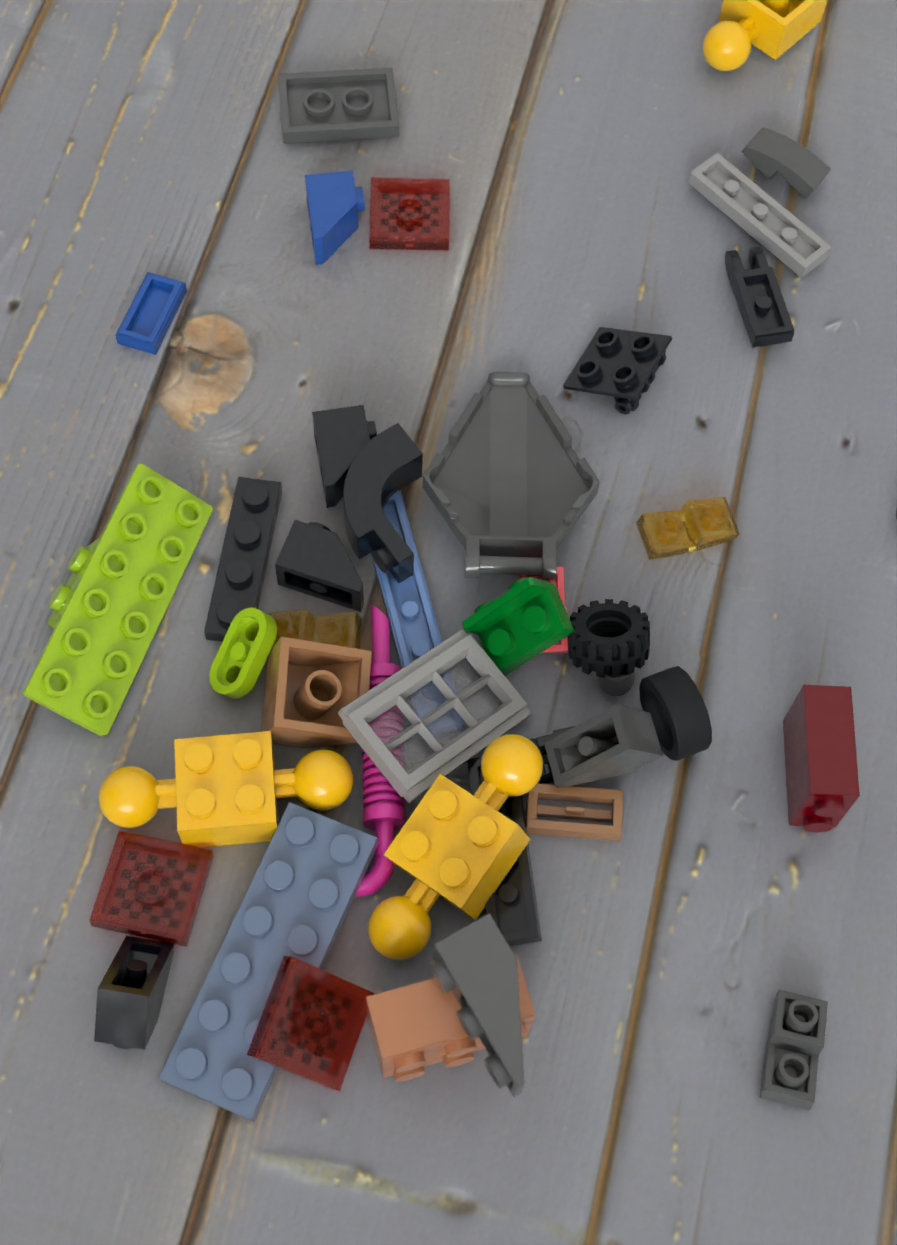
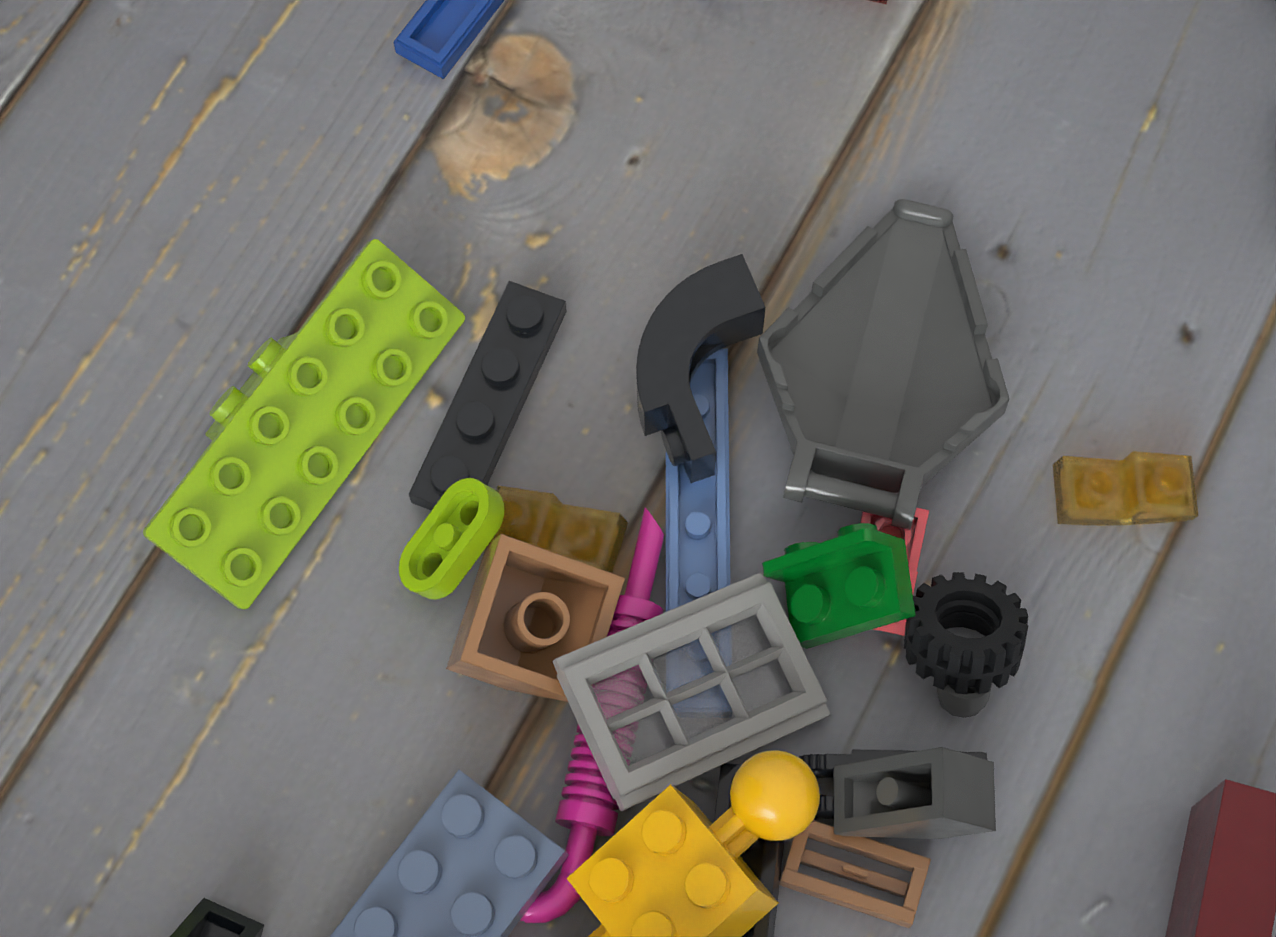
camera: 20 degrees right, 5 degrees up
(152, 888) = (252, 841): clear red tile -> none
(225, 789) = (381, 728): yellow brick -> none
(319, 566) = (585, 432): black slope -> none
(338, 439) = (659, 256): black slope -> none
(619, 365) = (1086, 226): black hinge -> none
(676, 712) = (1032, 768): black tyre -> none

